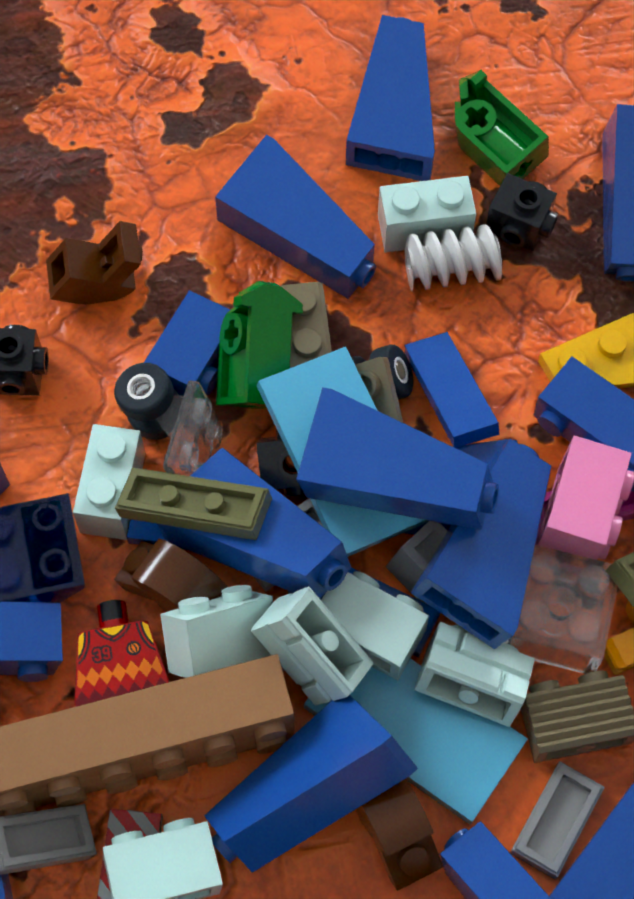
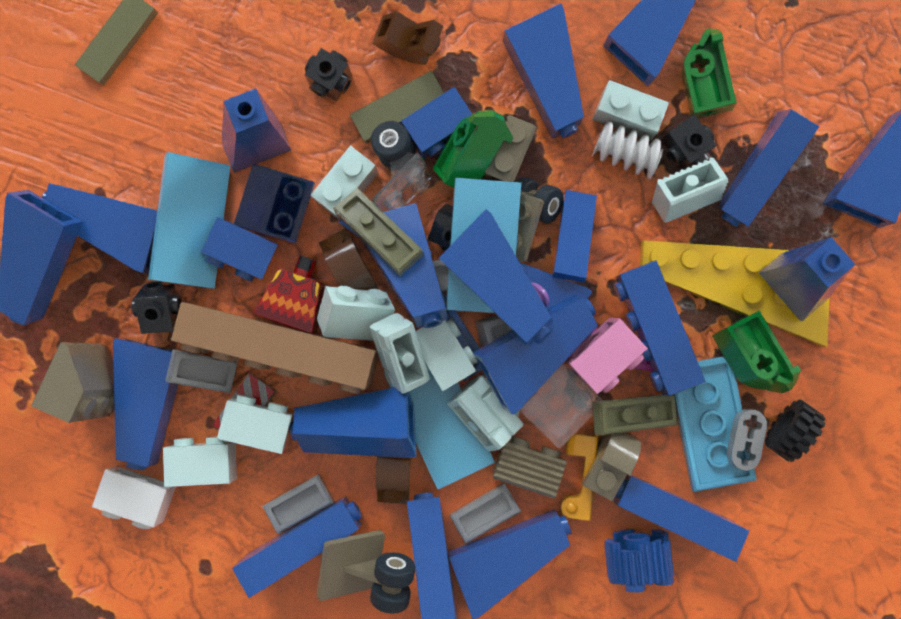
camera: 30 degrees right, 20 degrees up
(127, 347) = (396, 104): none -> olive tile
(557, 263) = (689, 190): none -> light aqua brick

